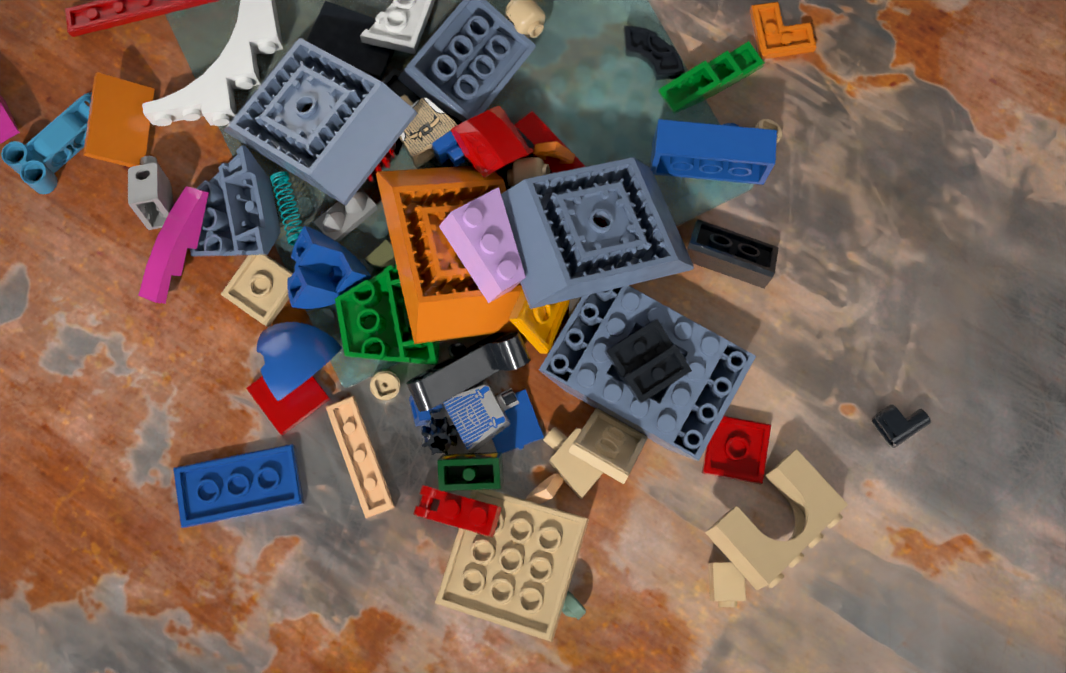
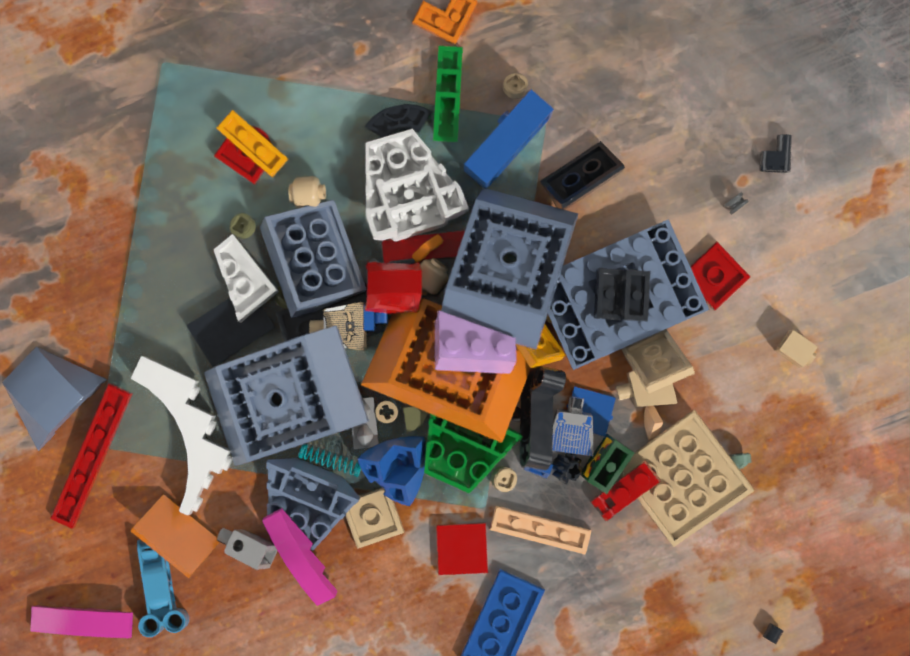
camera: 55 degrees left, 10 degrees up
(293, 355) = (442, 527): blue brick -> none
(371, 218) = (391, 406): none -> tan bush
(594, 97) = (408, 188): none -> white wedge
(814, 507) = (792, 256): tan arch -> none
(822, 415) = (736, 203): none -> dark grey bush

